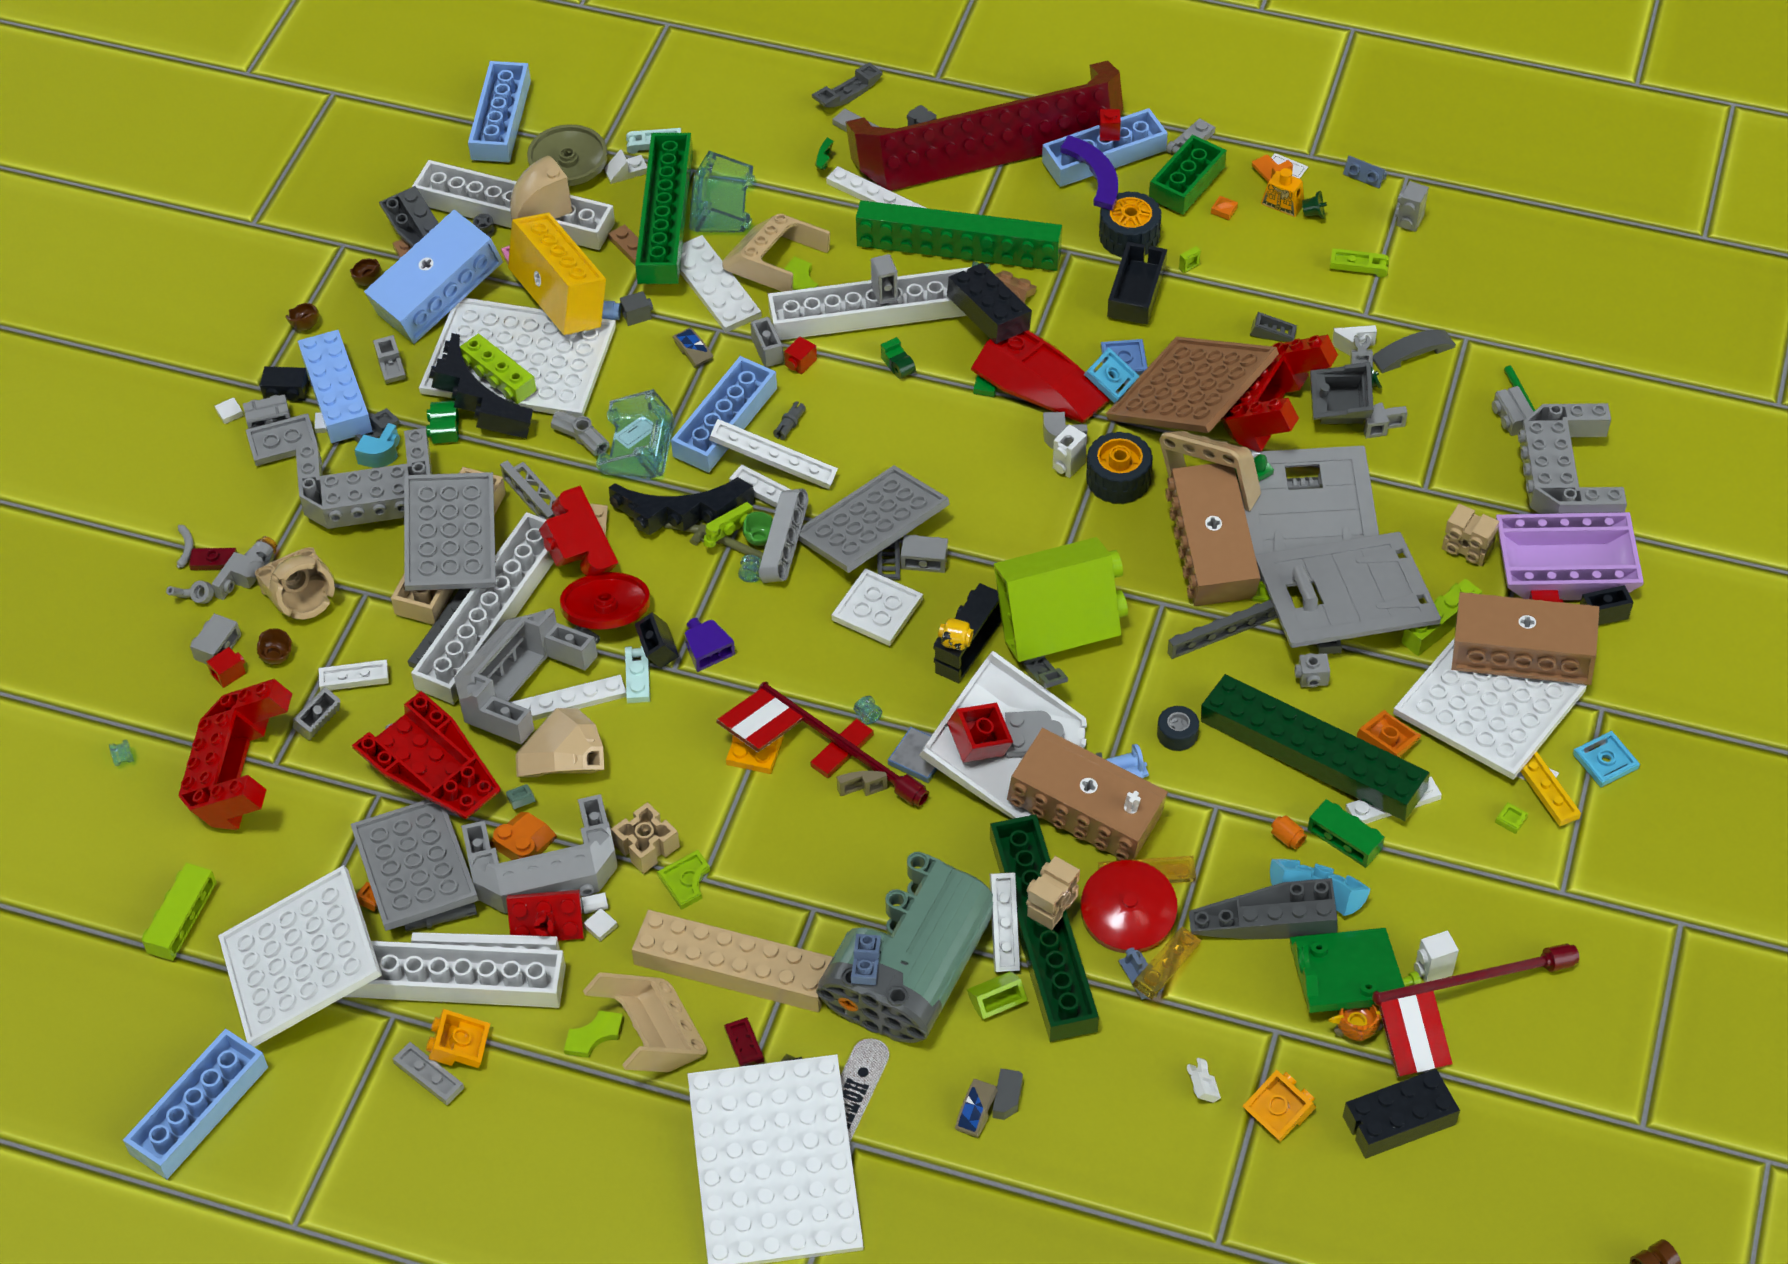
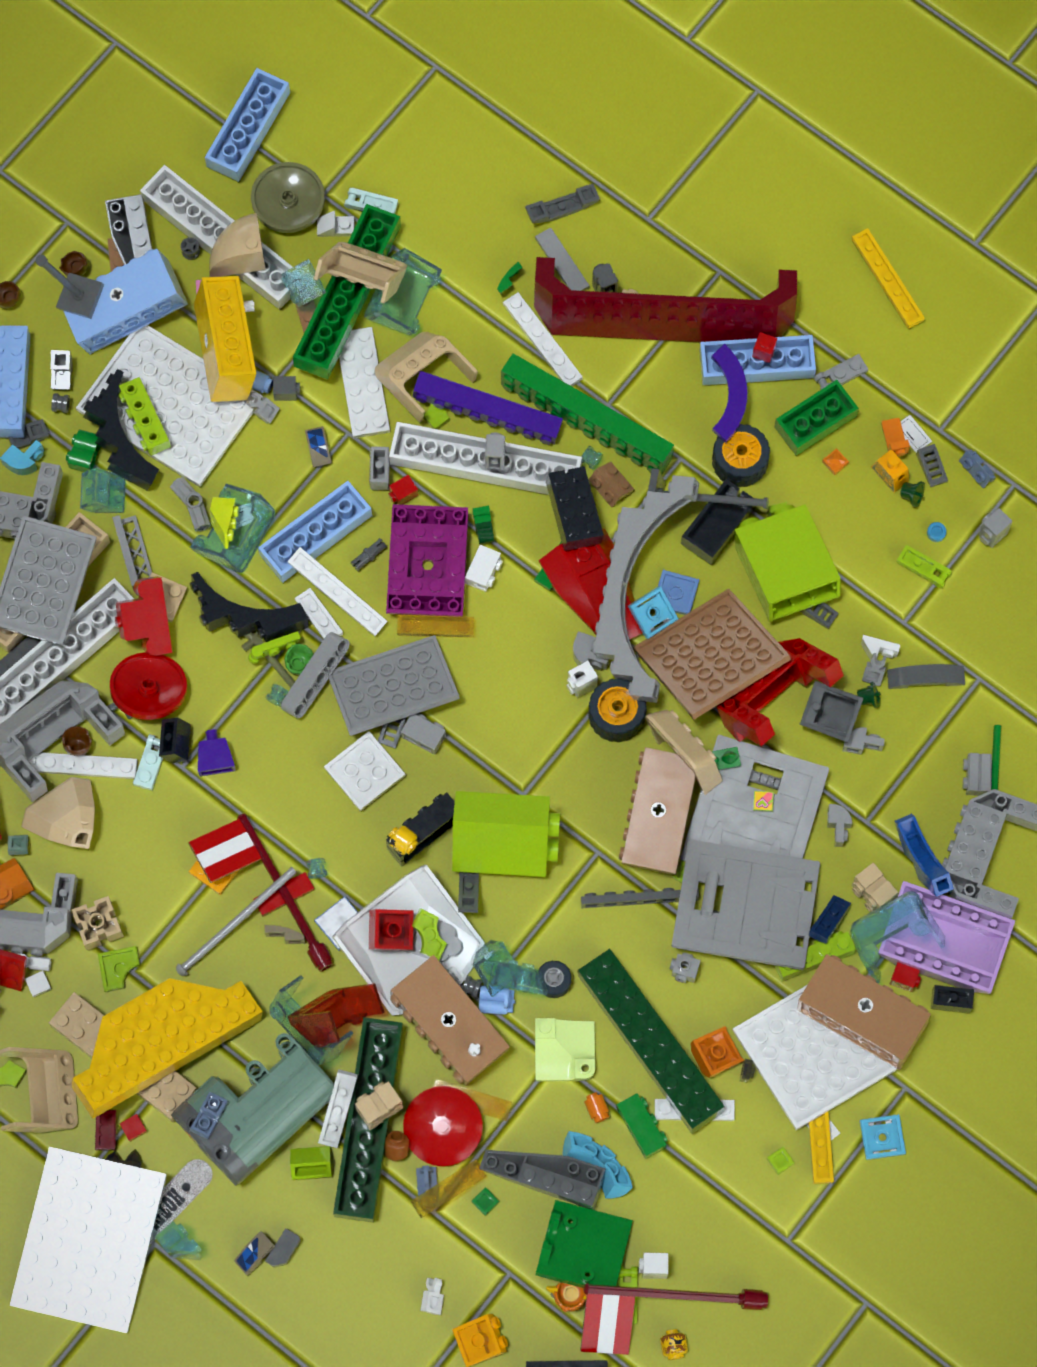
camera: 20 degrees right, 20 degrees up
(383, 276) = (78, 294): none -> dark grey tile
(400, 389) = (60, 403): none -> dark grey wheel
(478, 448) = (102, 491): none -> clear light blue slope
(546, 677) = (76, 741): none -> reddish brown hair
(618, 204) = (302, 283): none -> clear light blue slope
(621, 329) = (264, 407): none -> light grey plate
(622, 428) = (223, 518): none -> neon yellow slope
(675, 175) = (362, 267): none -> tan windscreen
(762, 854) = (182, 969): none -> light grey bar
(768, 914) = (158, 1036): none -> yellow brick
(774, 1031) = (133, 1127): none -> red tile
(849, 383) = (424, 536): none -> magenta slope
(851, 260) = (487, 407): none -> dark purple brick
(883, 459) = (435, 625): none -> clear yellow plate
(884, 1124) = (176, 1243): none -> clear light blue slope
(900, 848) = (284, 1005): none -> clear light blue windscreen
(916, 395) = (483, 568): none -> white brick
(961, 824) = (332, 1010): none -> clear red windscreen
(1018, 714) = (426, 926): none -> lime tile
(1065, 276) = (658, 484): none -> dark grey tile
(1085, 398) = (632, 533): none -> light grey arch
(1088, 941) = (396, 1146): none -> dark orange head
(1111, 731) = (487, 961): none -> clear light blue slope
(1145, 731) = (520, 978): none -> clear light blue slope
(1195, 55) = (888, 278): none -> yellow plate
(1212, 967) = (485, 1201): none -> green tile
(1222, 791) = (563, 1050): none -> yellowish green slope
(1226, 289) = (787, 561): none -> lime brick
(1313, 172) = (931, 449): none -> dark grey slope
(1313, 496) = (763, 801): none -> tile
(1355, 233) = (936, 532): none -> dark azure tile
(1398, 492) = (839, 819): none -> light grey brick
(1429, 743) = (747, 1071): none -> clear smoke plate
(1439, 576) = (829, 919): none -> dark blue plate
(1488, 566) = (889, 920): none -> clear light blue windscreen
(1498, 1034) = (674, 1344): none -> yellow head
(1510, 495) = (916, 848): none -> blue arch

